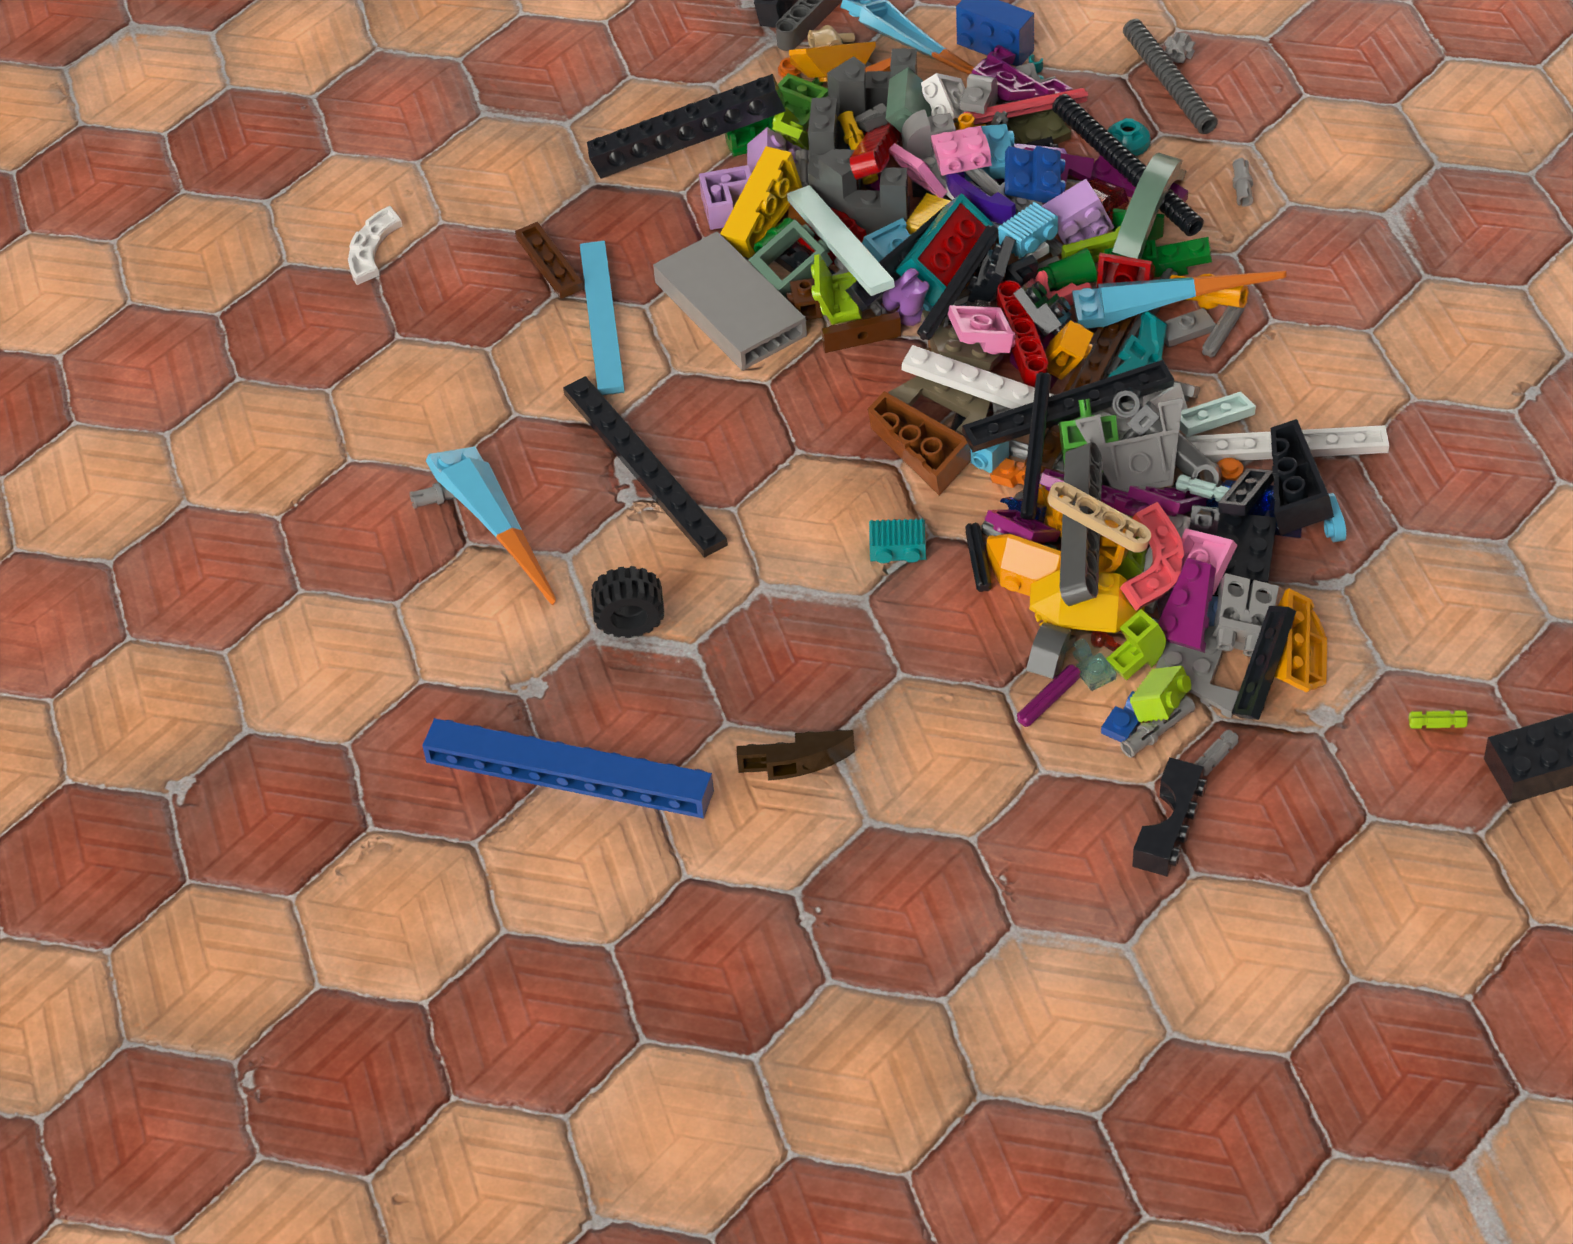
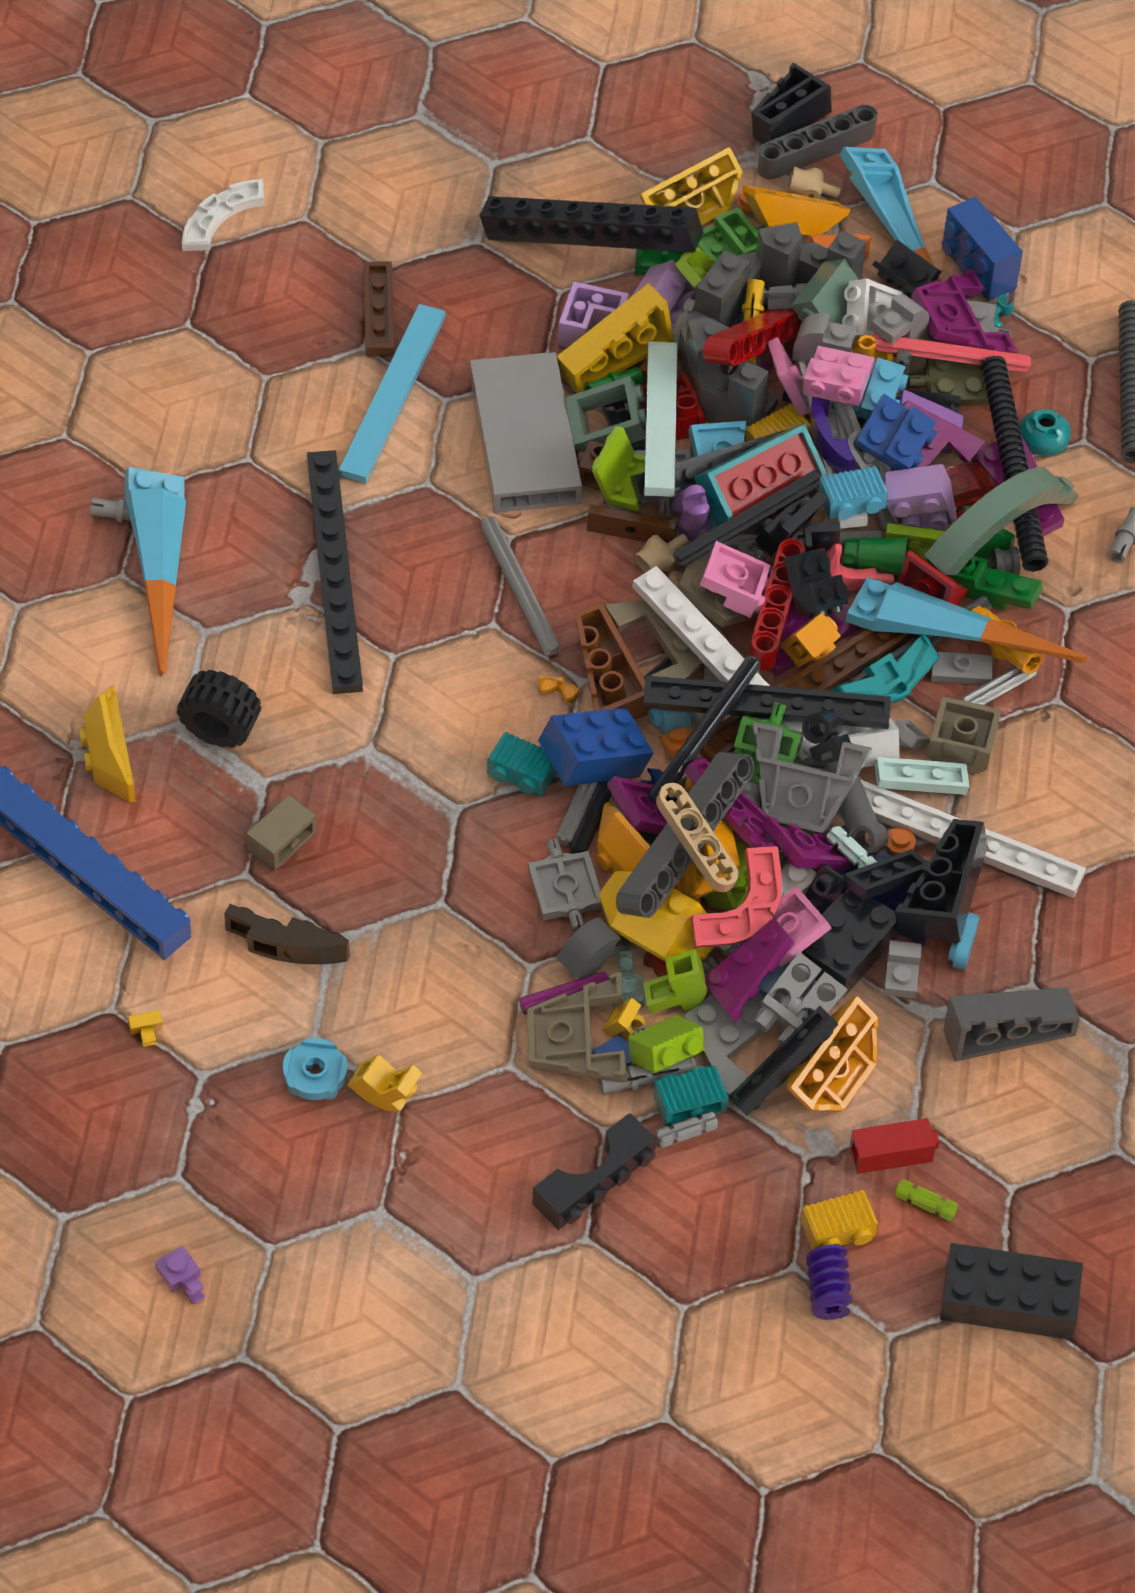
camera: 20 degrees right, 5 degrees up
(550, 676) = (107, 746): none -> yellow wedge
(727, 873) = (145, 1025): none -> yellow tile
(737, 676) = (281, 832): none -> dark tan brick
(749, 64) = (705, 186): none -> yellow wedge
(802, 413) = (520, 586): none -> light grey axle
(875, 475) = (548, 685): none -> light orange piece
(886, 1052) = (182, 1272): none -> medium lavender plate
(888, 858) = (320, 1085): none -> medium azure plate
(897, 345) = (659, 553): none -> tan piece
(946, 63) = (906, 268): none -> black bracket
(951, 499) = (595, 746): none -> blue brick
(954, 829) = (384, 1085): none -> yellow brick
(962, 554) = (575, 813): none -> light grey axle
(993, 615) = (565, 885): none -> light grey plate
(1074, 728) = (563, 1033): none -> dark tan wing
(1110, 692) = (622, 1017): none -> yellow tile
(1168, 235) = (1006, 560): none -> dark grey wheel
(1202, 725) = (690, 1094): none -> teal brick
(1226, 370) = (964, 734): none -> dark tan slope
(1301, 557) = (902, 969): none -> light grey brick
(1385, 690) = (893, 1145): none -> red brick
(1386, 766) = (839, 1221): none -> yellow brick
(1407, 560) = (1008, 1021): none -> dark grey wedge
(1411, 813) = (828, 1282): none -> dark purple piece

